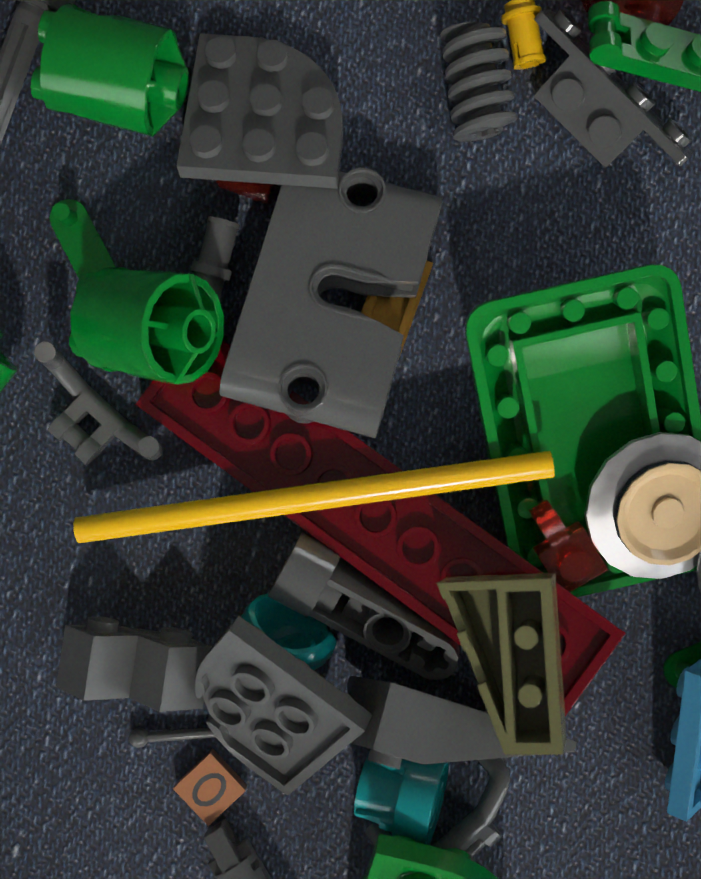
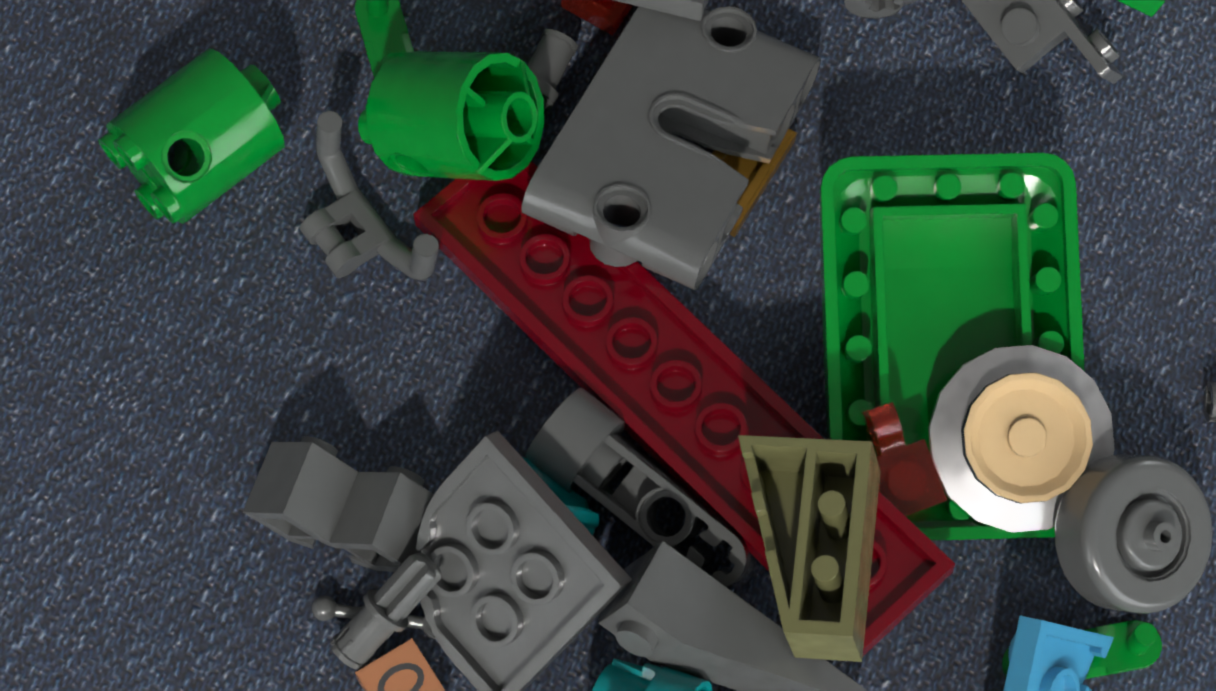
camera: 10 degrees right, 20 degrees down
(184, 746) = (385, 611): none -> dark grey axle
(314, 497) = (605, 344): yellow piece -> none

